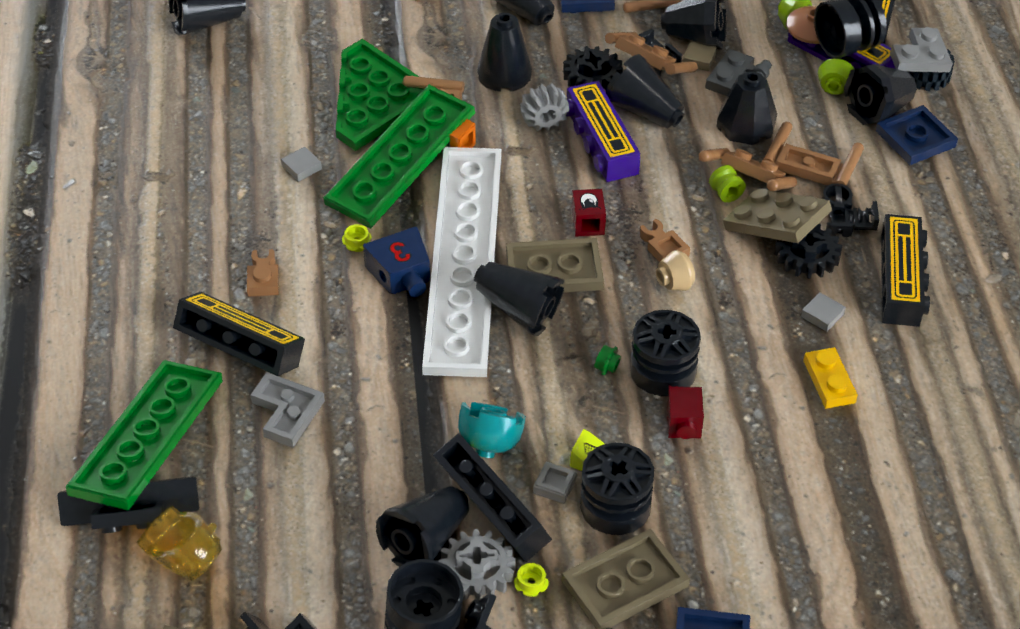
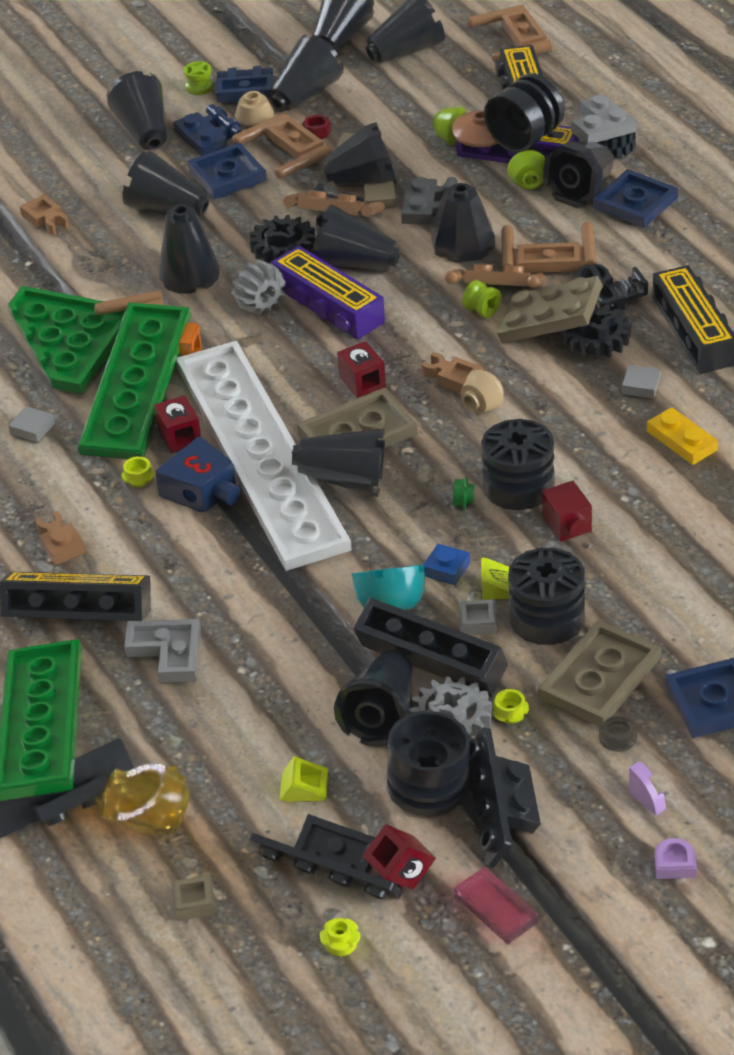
camera: 20 degrees left, 5 degrees down
(324, 578) = (303, 781): none -> neon yellow slope
(411, 206) = (177, 423): none -> dark red brick
(557, 421) = (446, 564): none -> blue plate

